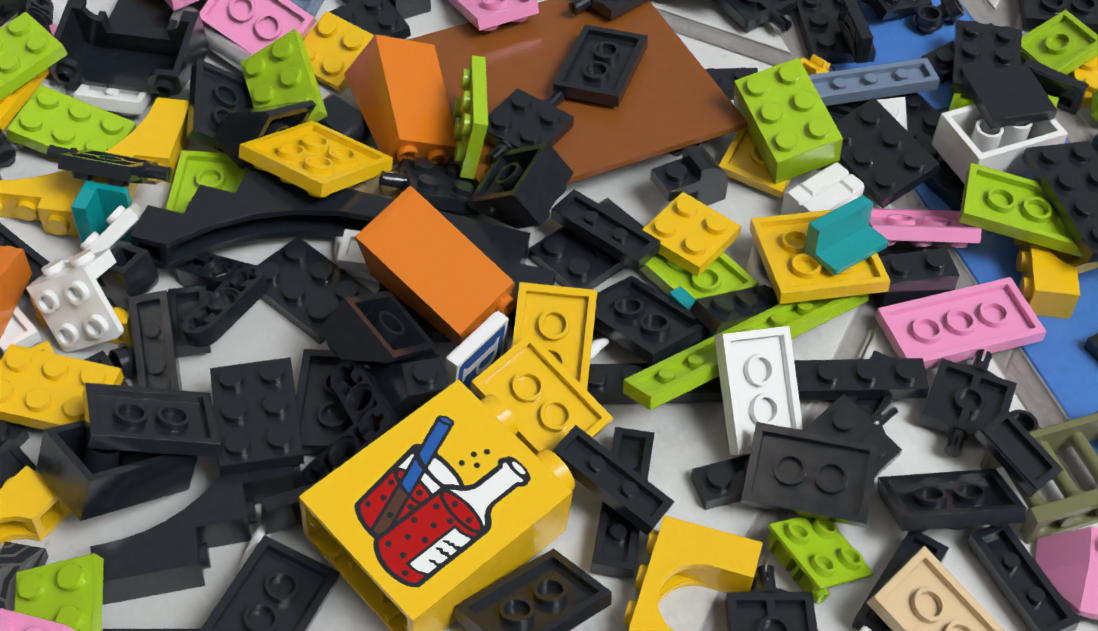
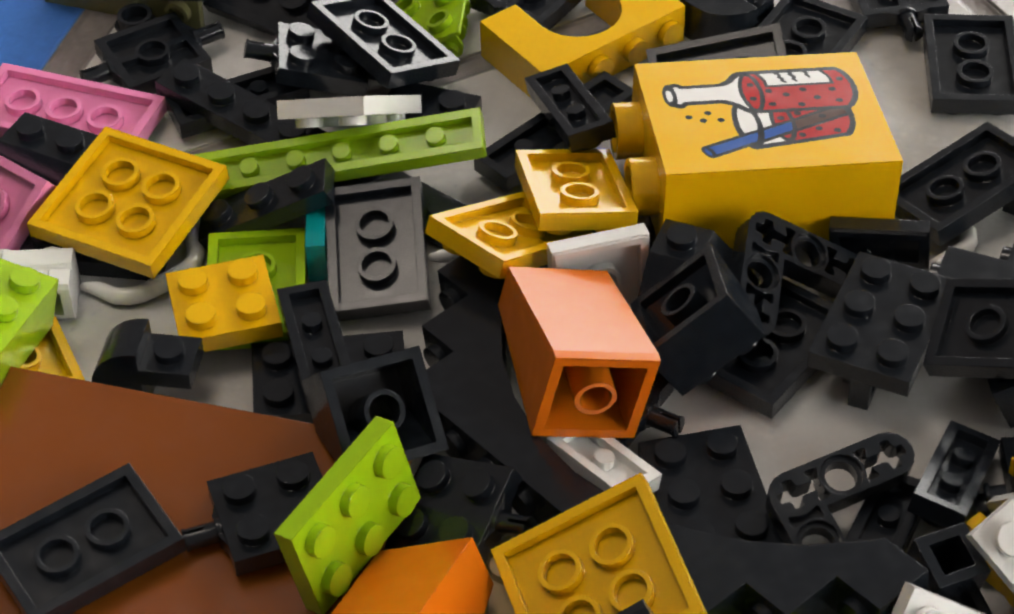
camera: 140 degrees left, 5 degrees down
(844, 236) = (95, 177): teal panel -> none

